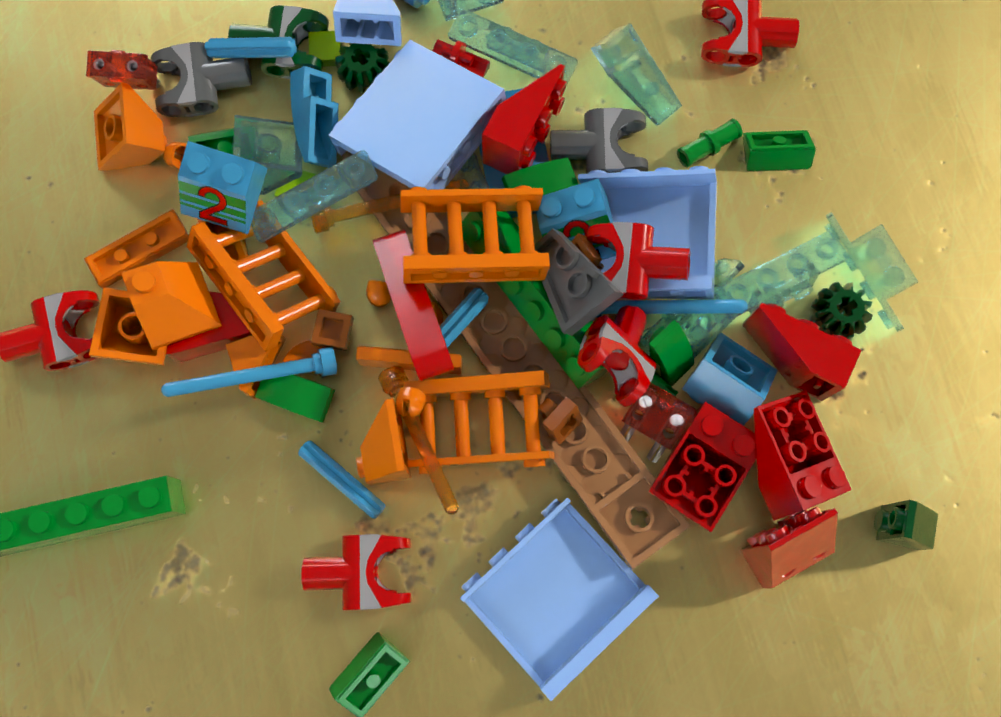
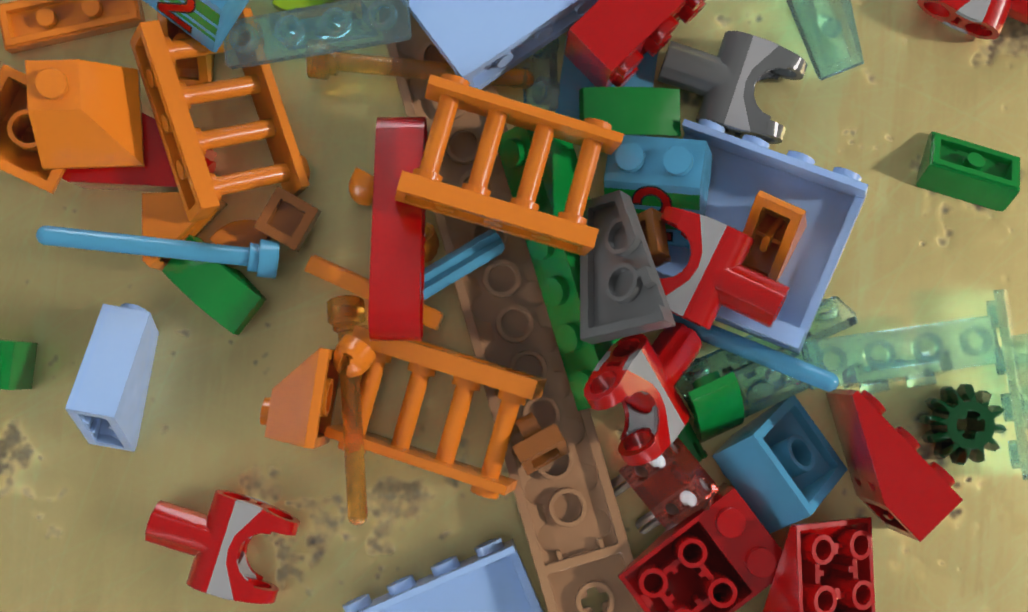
camera: 15 degrees right, 10 degrees up
(245, 481) = (115, 377): none -> light blue slope
(341, 479) = (238, 415): dark azure axle -> none
(667, 218) = (775, 231): none -> orange slope
(709, 142) = (880, 131): green pin -> none

